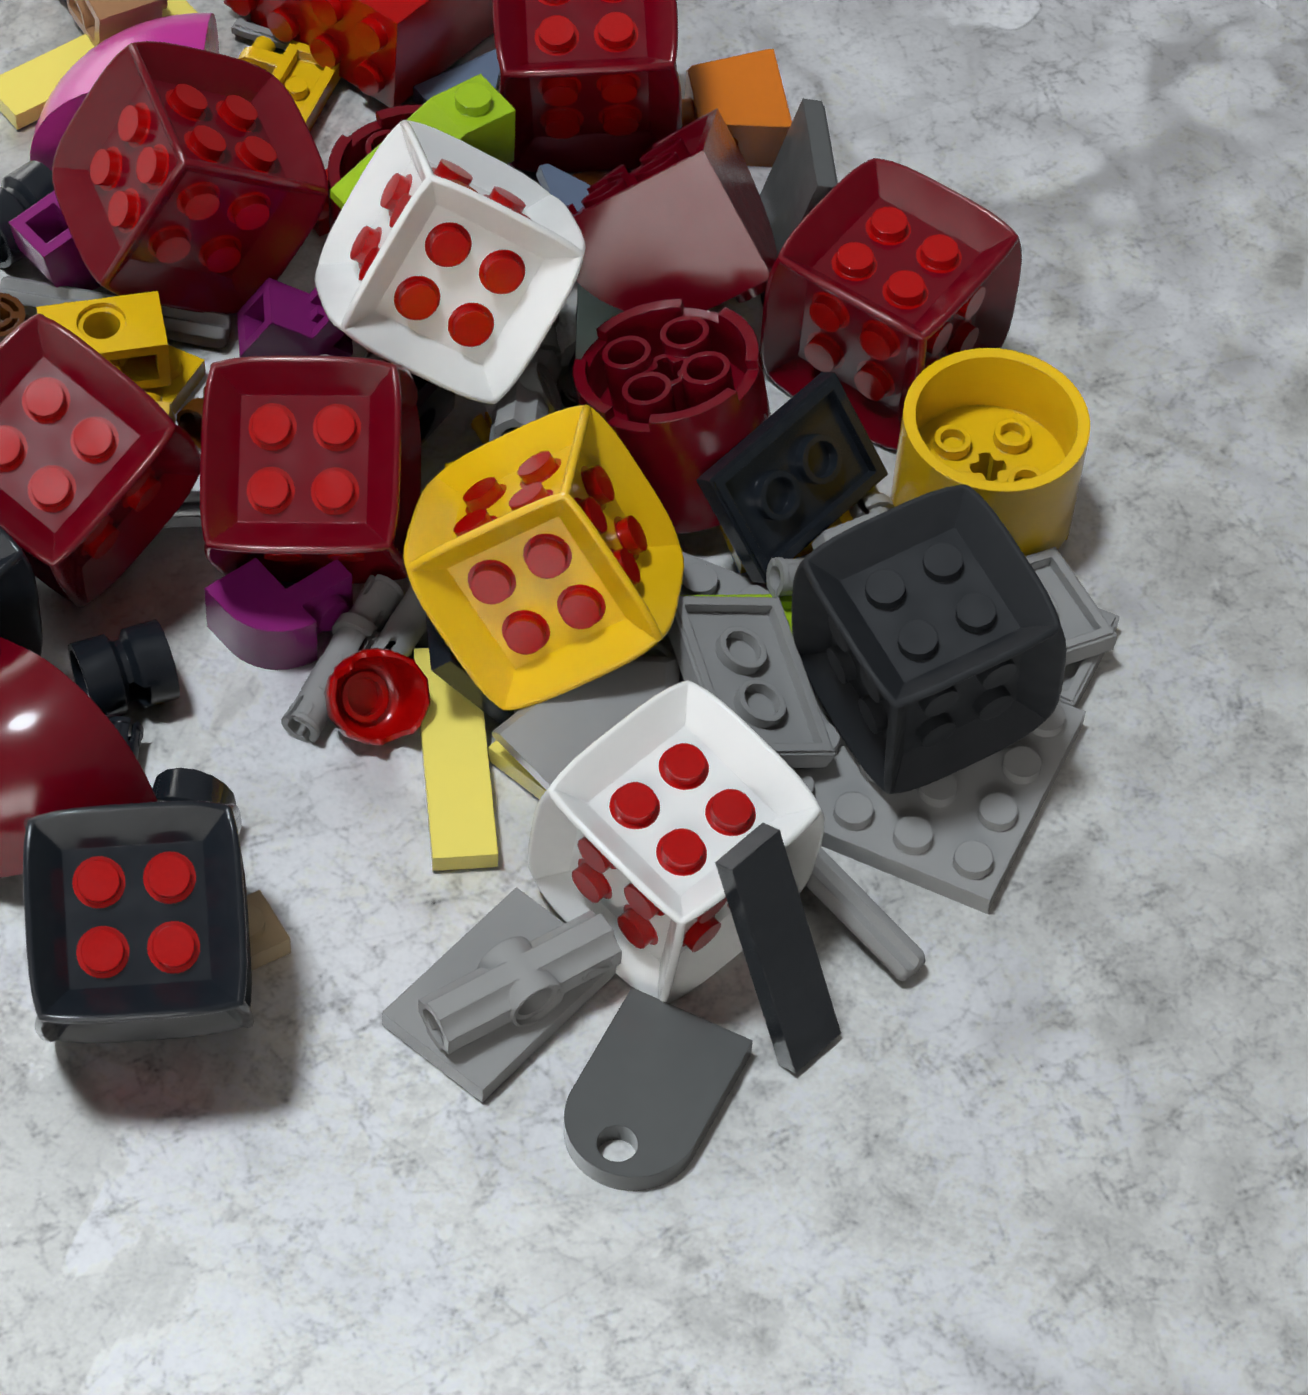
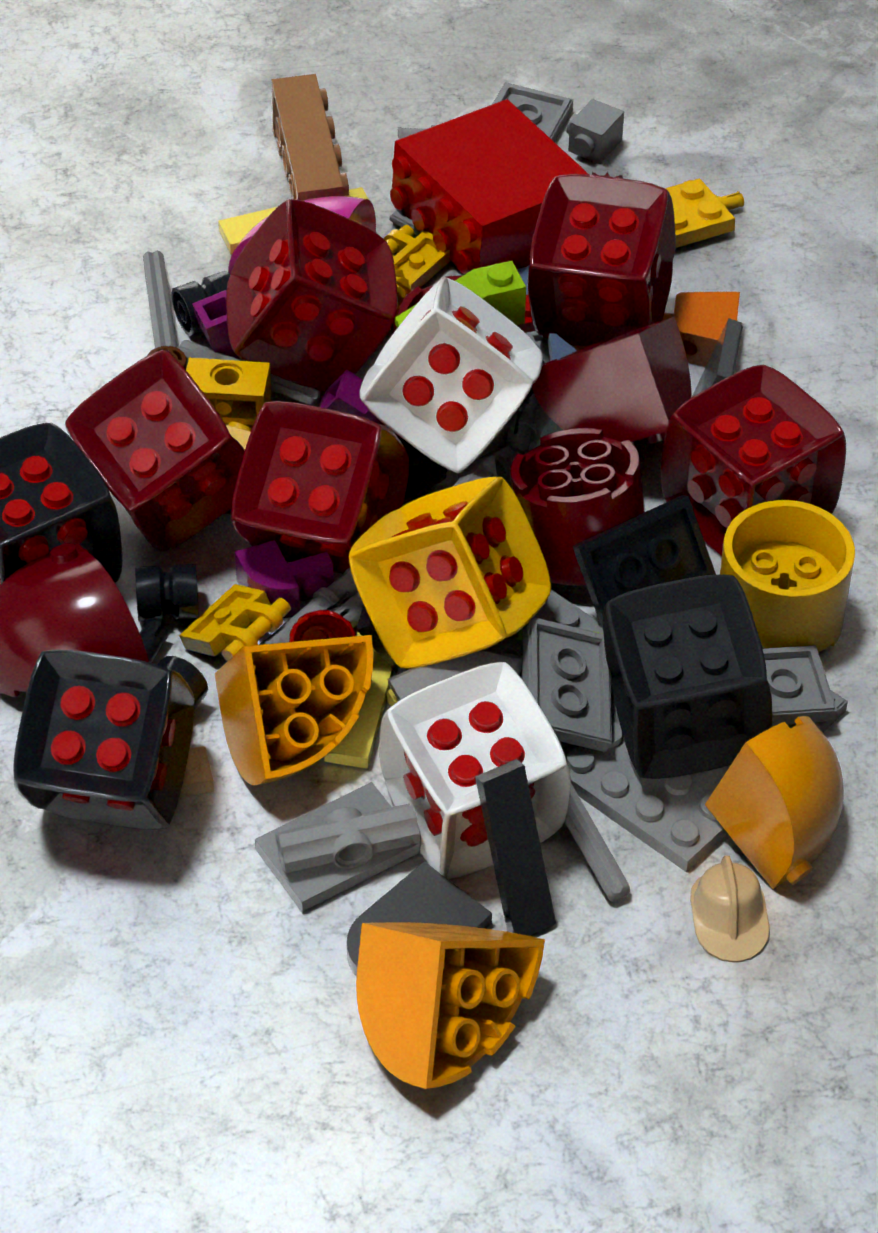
camera: 20 degrees right, 5 degrees down
(223, 690) = (224, 622): none -> yellow plate
(373, 805) = (291, 702): none -> light orange brick
(734, 1182) = (441, 995): none -> light orange brick
(1068, 958) = (730, 912): none -> tan piece
(1100, 790) = (781, 800): none -> light orange brick

